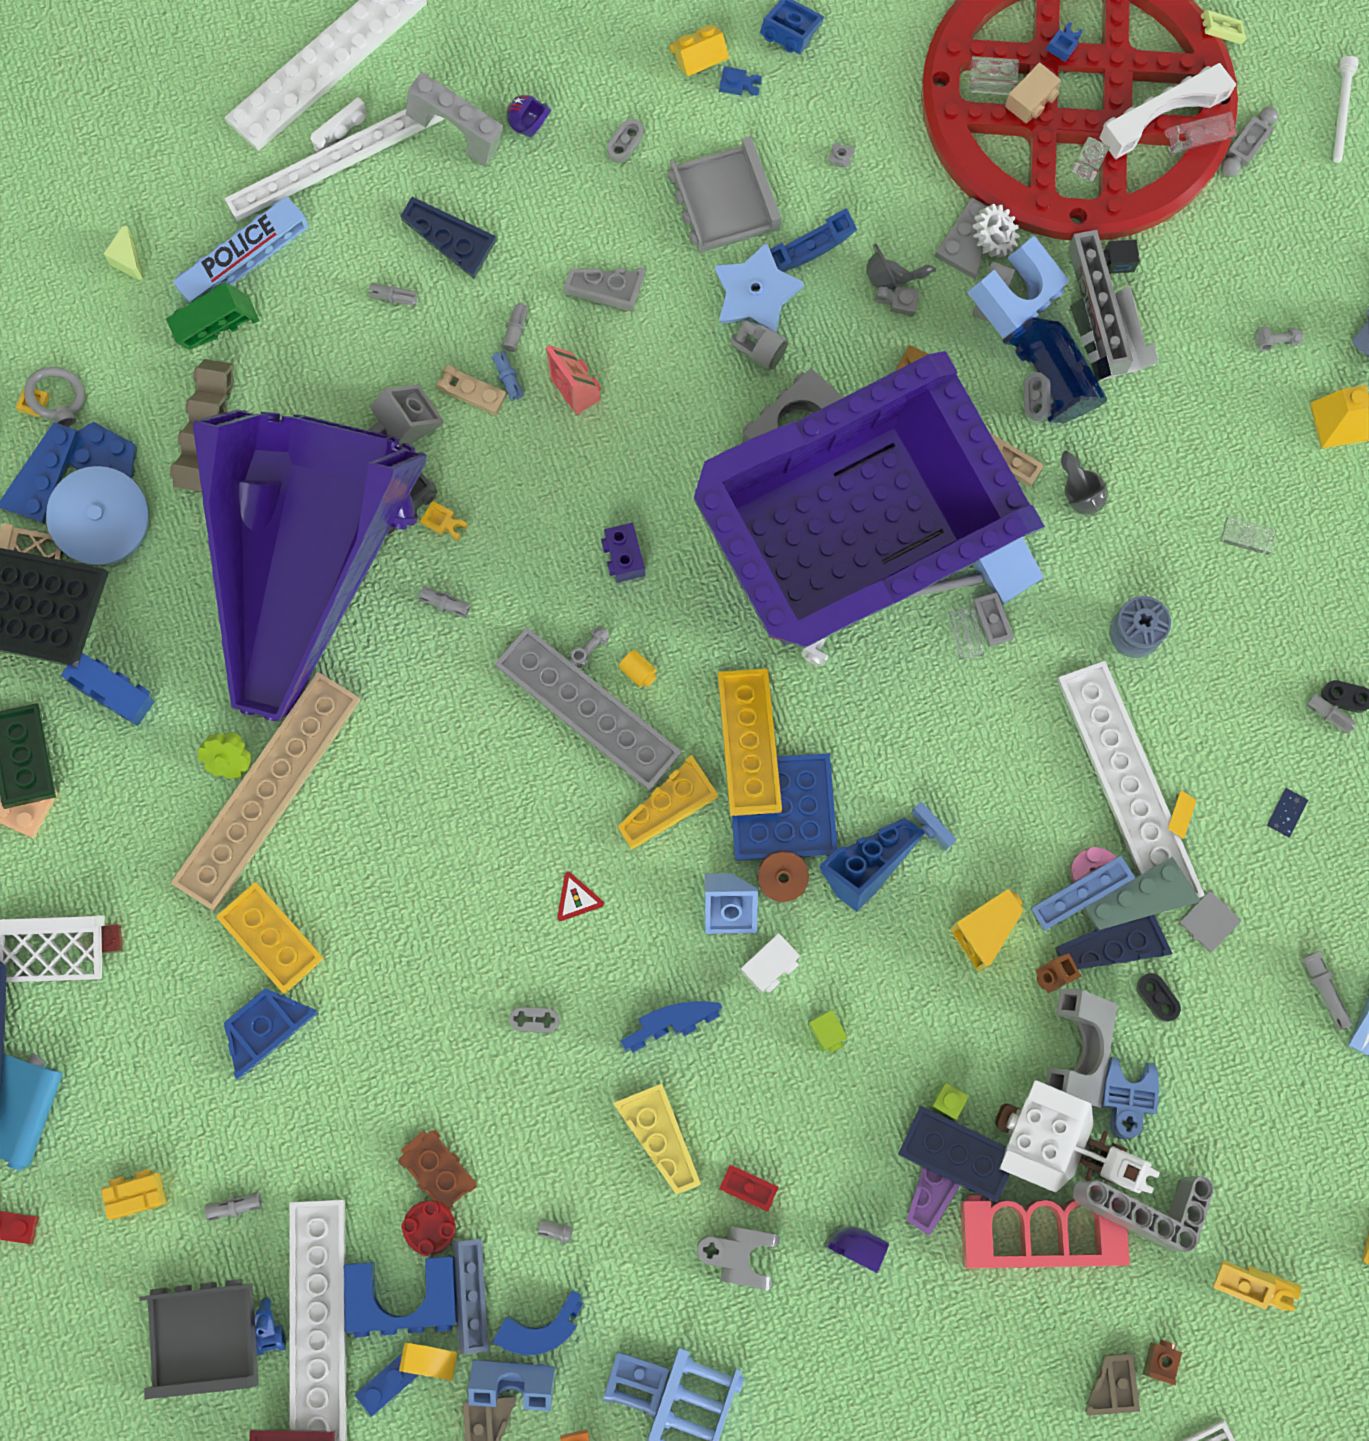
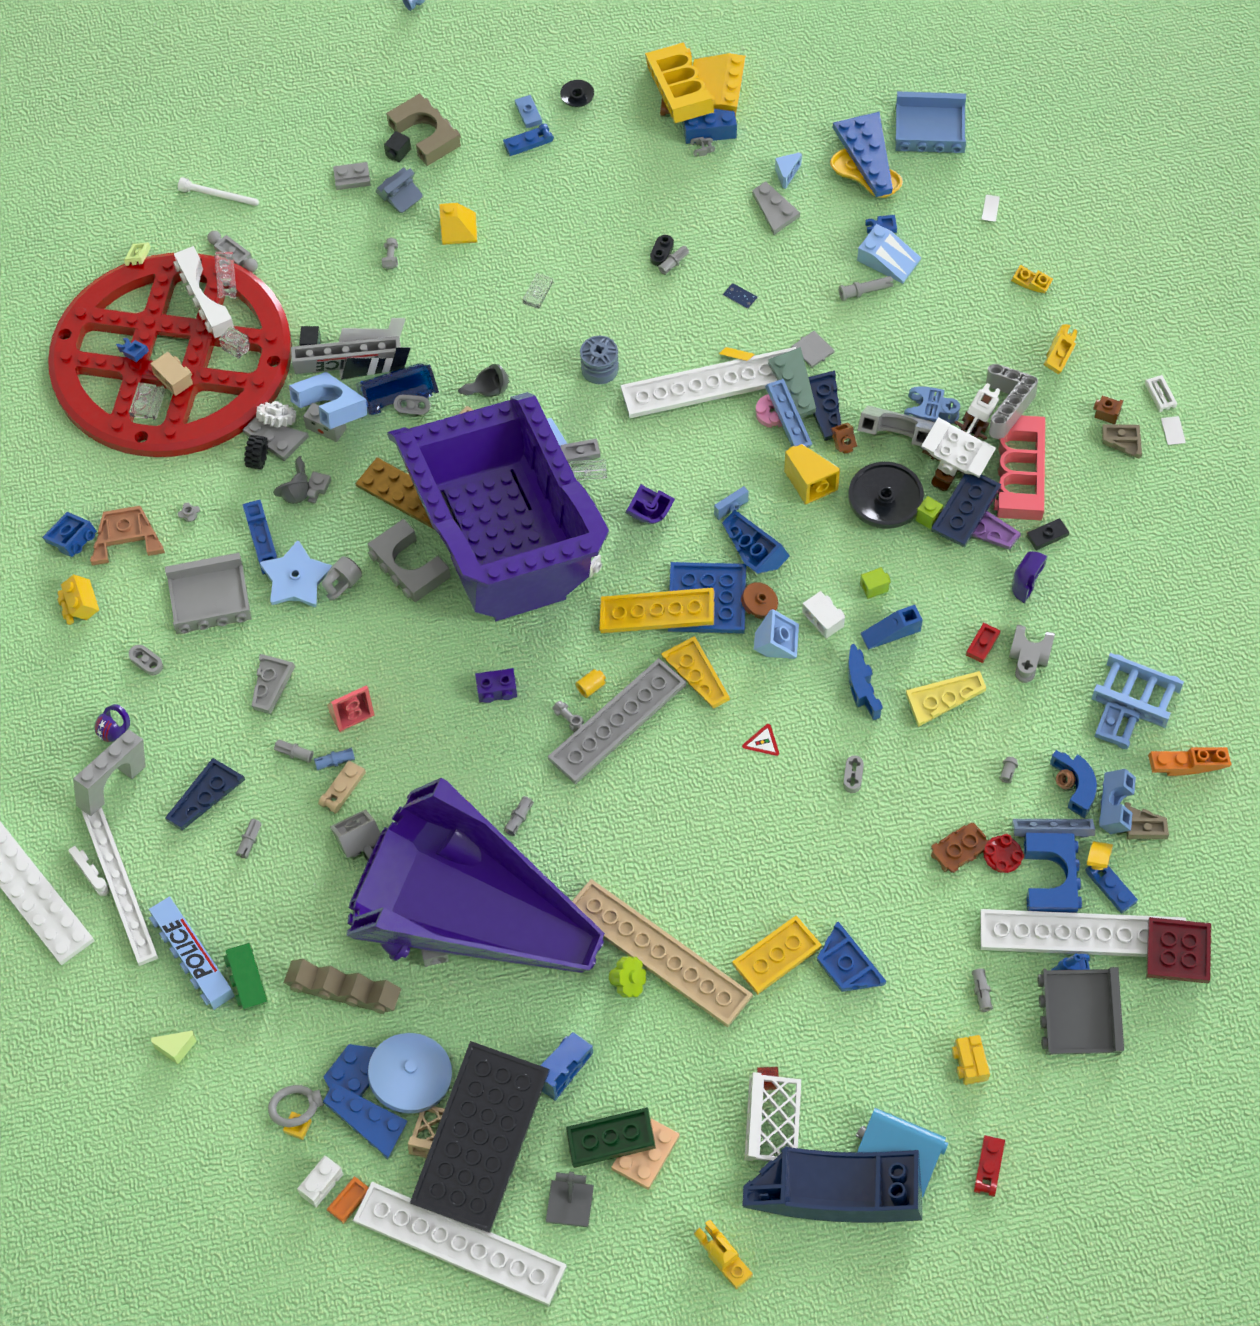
camera: 80 degrees left, 15 degrees down
(545, 1310) = (1061, 779): none -> nougat plate
(735, 81) = (109, 579): blue plate -> none
(756, 1058) = (895, 626): none -> blue slope
(810, 85) = (122, 527): none -> nougat wing
(911, 716) = (649, 506): none -> dark purple brick
(934, 215) = (256, 452): none -> black tyre
(938, 1276) = (1047, 534): none -> black plate
(968, 1038) = (885, 495): none -> black dish
(1160, 995) = (863, 384): black plate -> none

